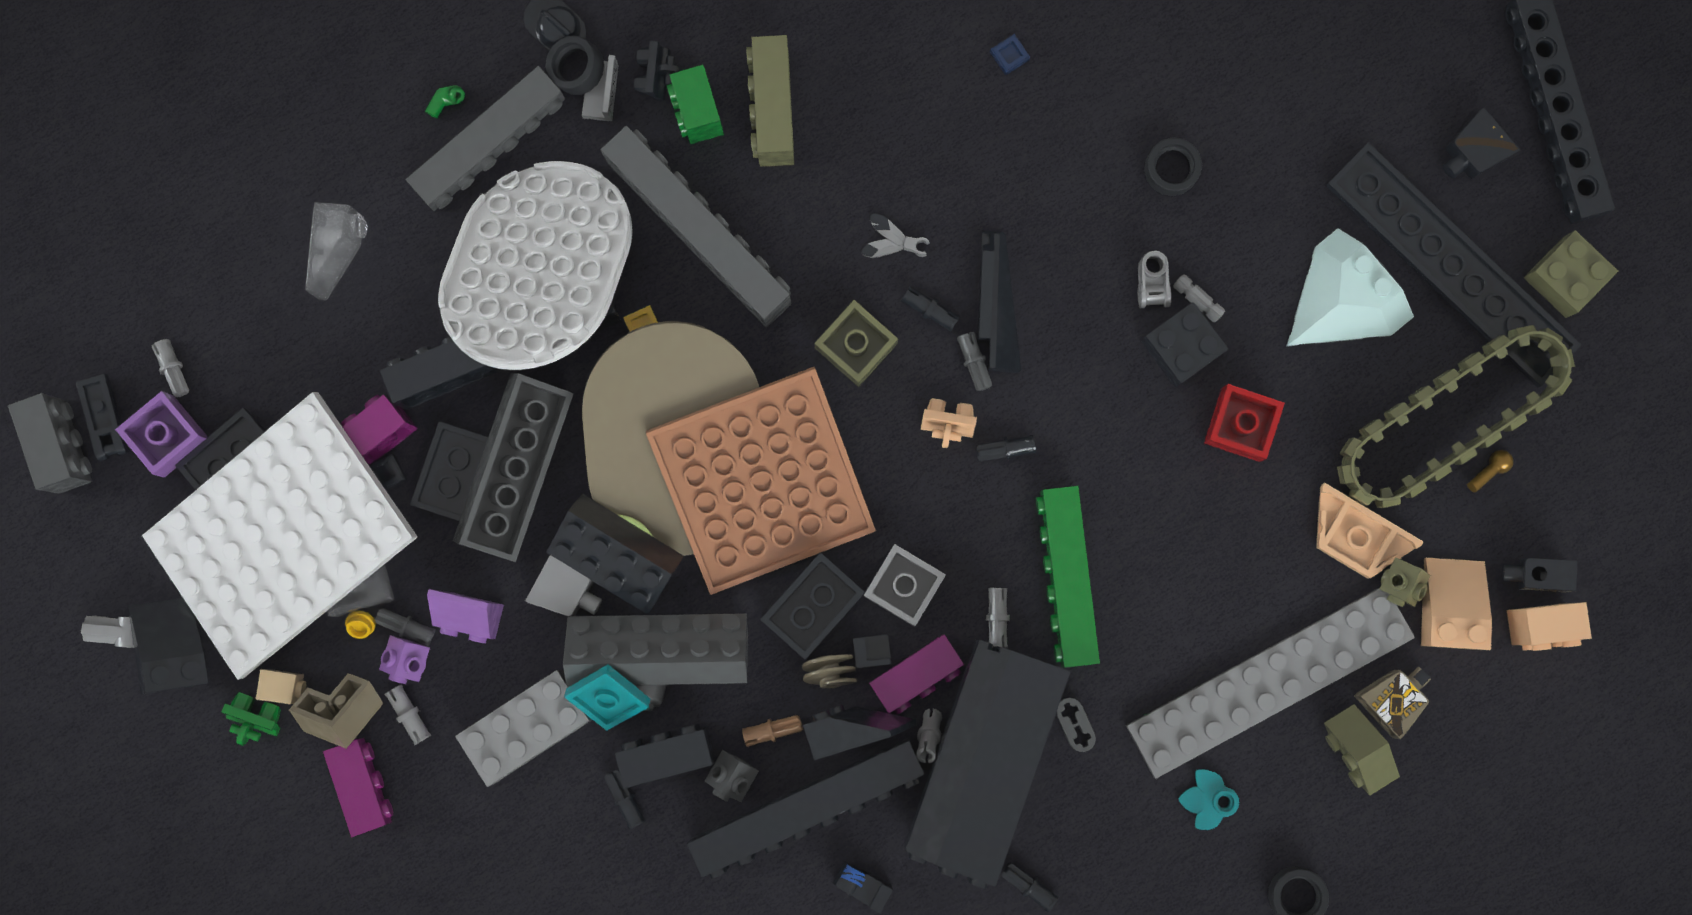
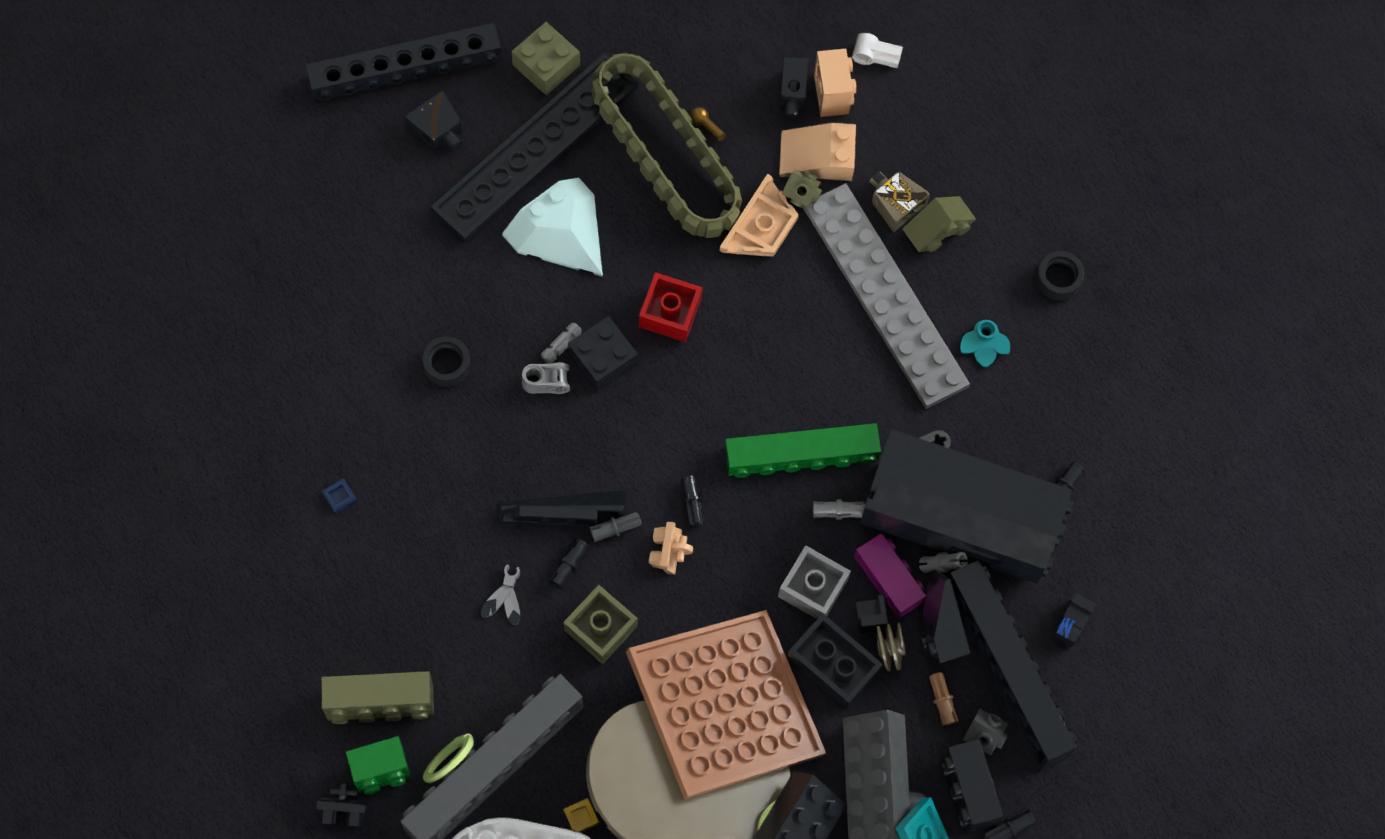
camera: 95 degrees left, 15 degrees down
(721, 198) = (465, 741): none -> yellowish green piece
(1598, 675) = (871, 50): none -> white piece

